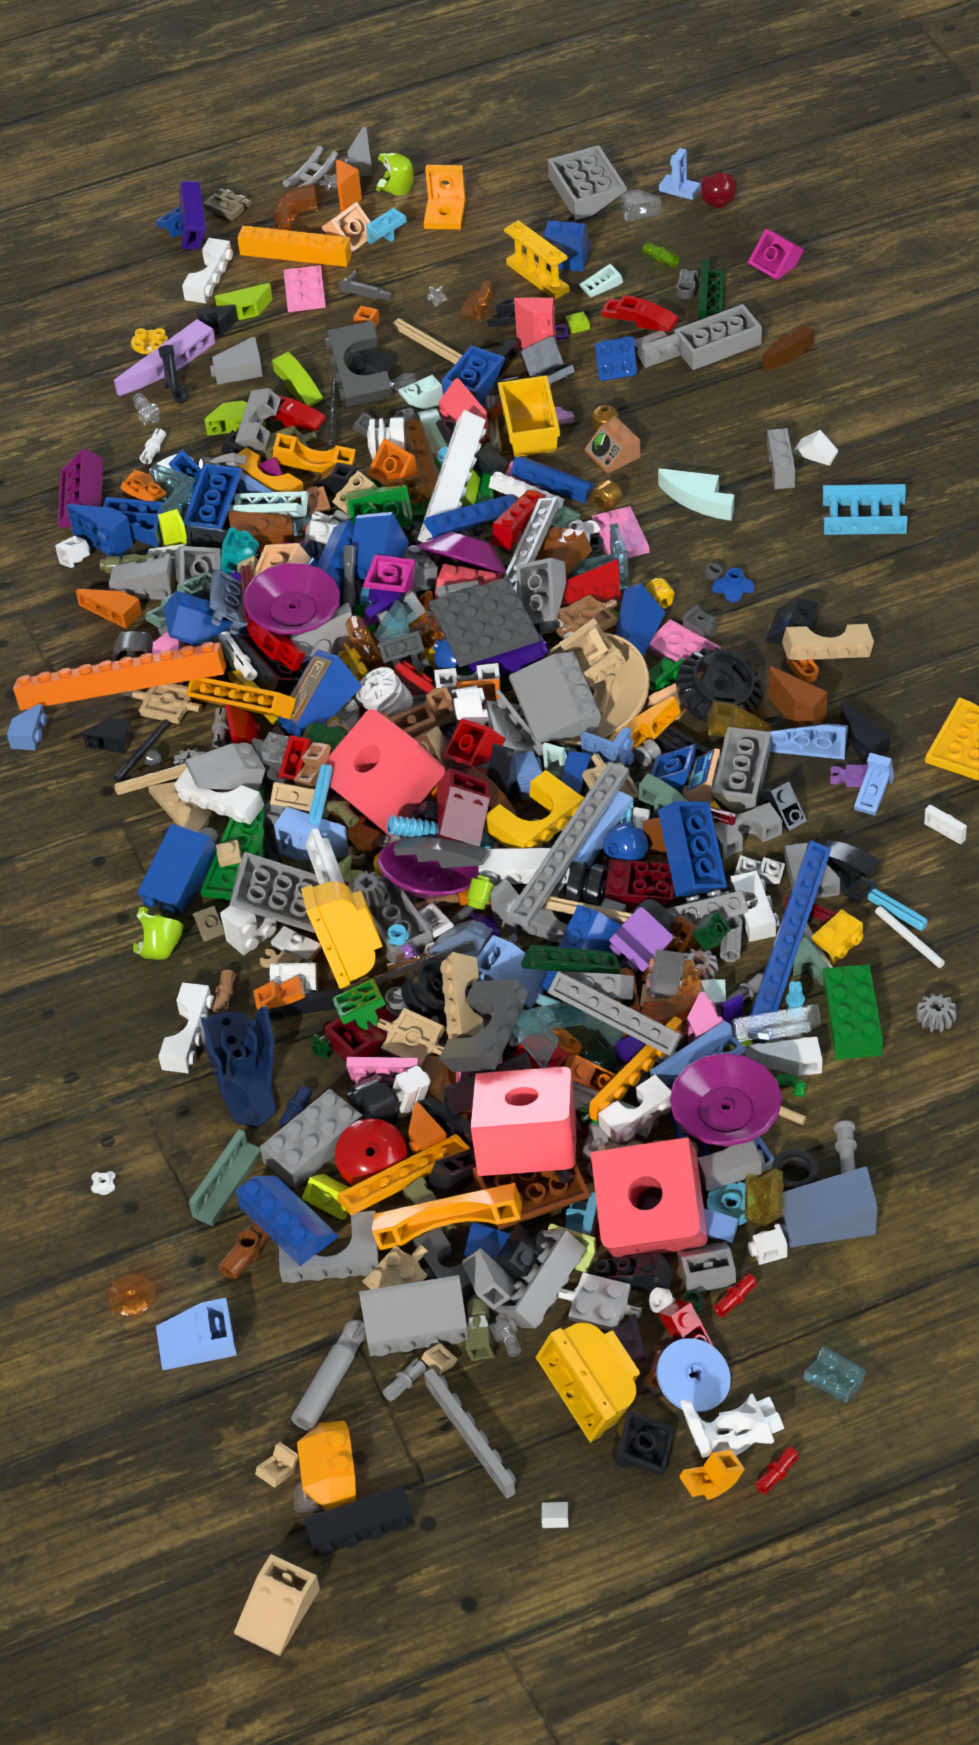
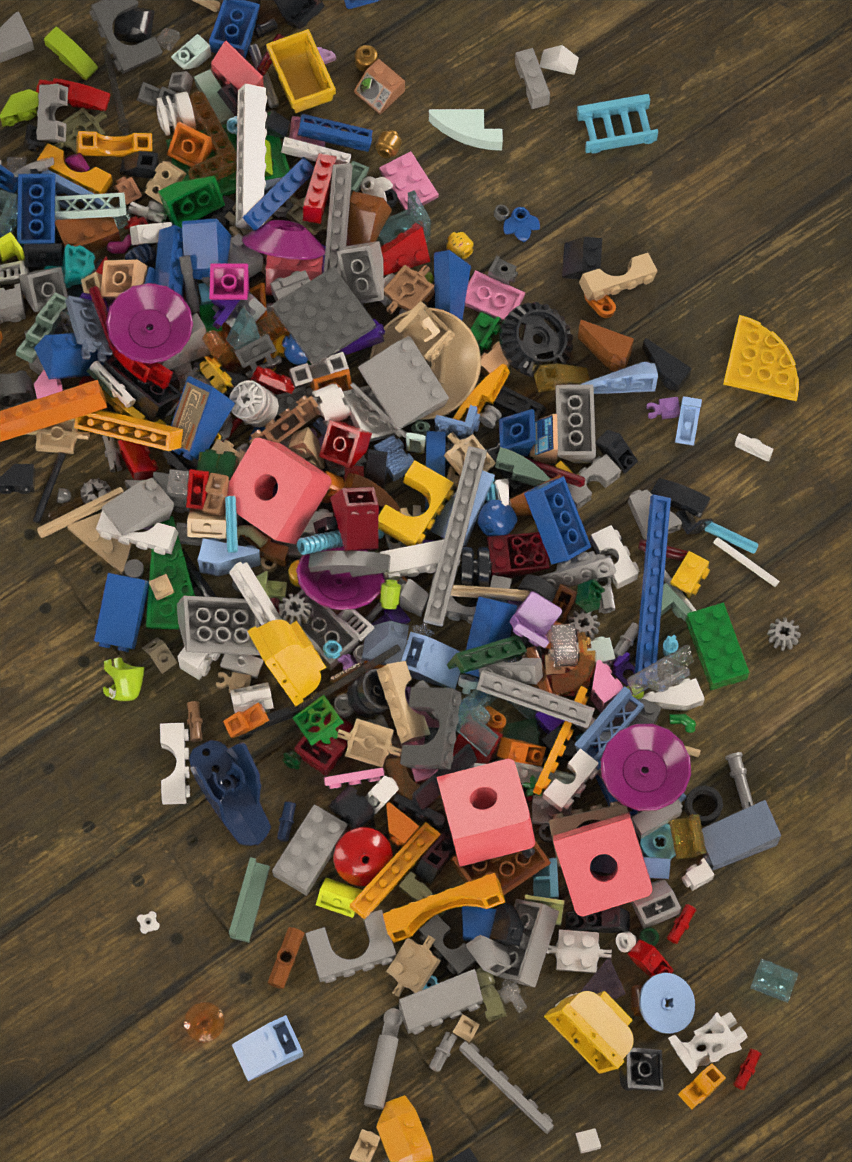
camera: 20 degrees left, 20 degrees up
(284, 1217) = (313, 932): blue slope -> none
(768, 869) = (617, 517): white slope -> none

